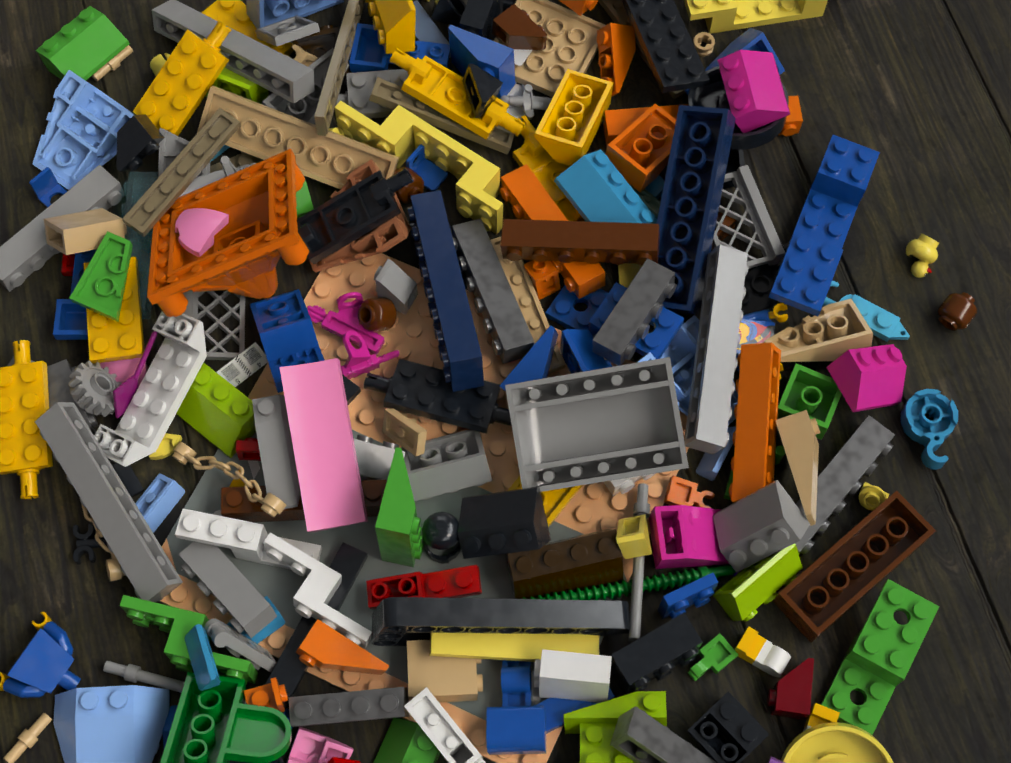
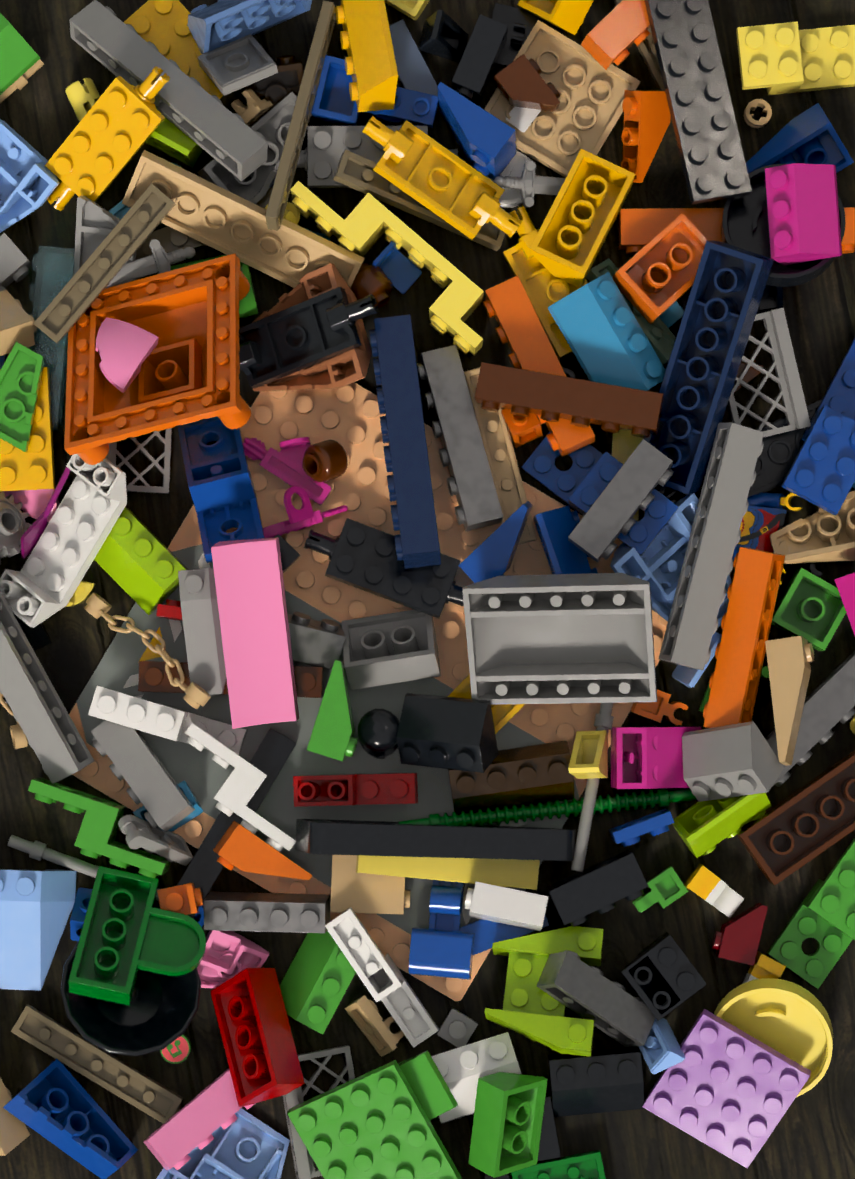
camera: 10 degrees right, 20 degrees up
(136, 141) = (49, 213): black slope -> none
(159, 500) = (67, 657): light blue slope -> none
(202, 658) = (115, 859): dark azure slope -> none
(243, 365) = (166, 503): white sticker -> none
(396, 286) = (348, 430): light grey slope -> none
(404, 431) = (347, 609): tan plate -> none
(480, 89) = (470, 178): black slope -> none

